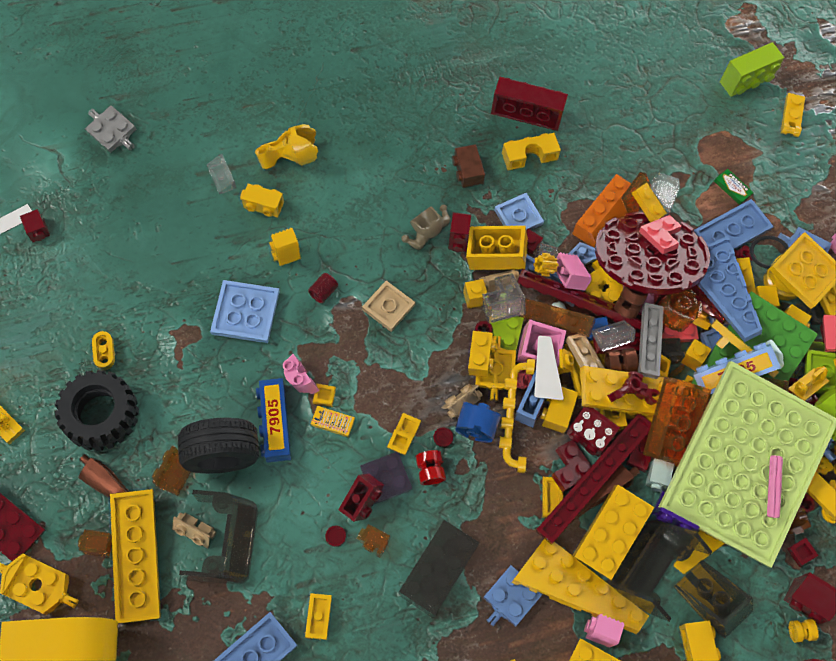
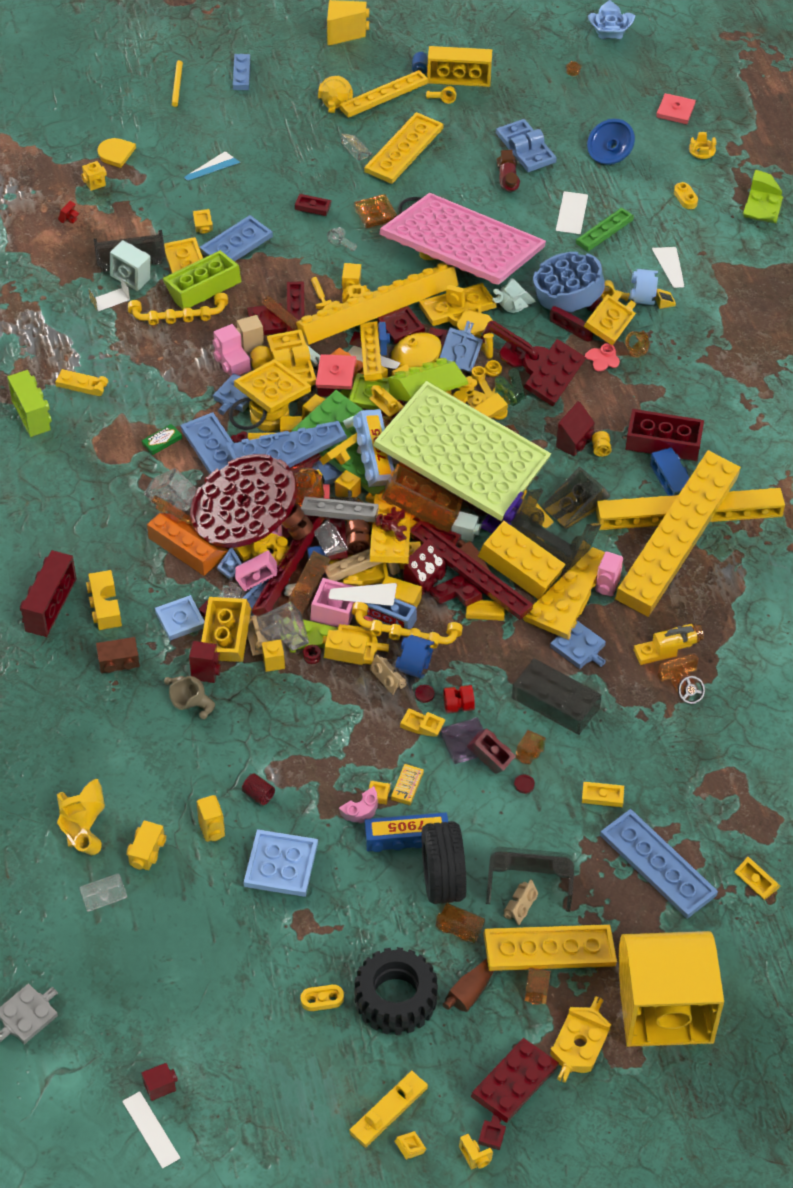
camera: 85 degrees left, 15 degrees down
(388, 306) = (281, 732): tan plate -> none
(545, 264) = (244, 587): yellow gear -> none
(649, 203) = (187, 497): yellow plate -> none
(660, 233) = (223, 494): coral plate -> none
(774, 486) = (485, 434): bright pink axle -> none
(802, 552) = (534, 434): dark red plate -> none

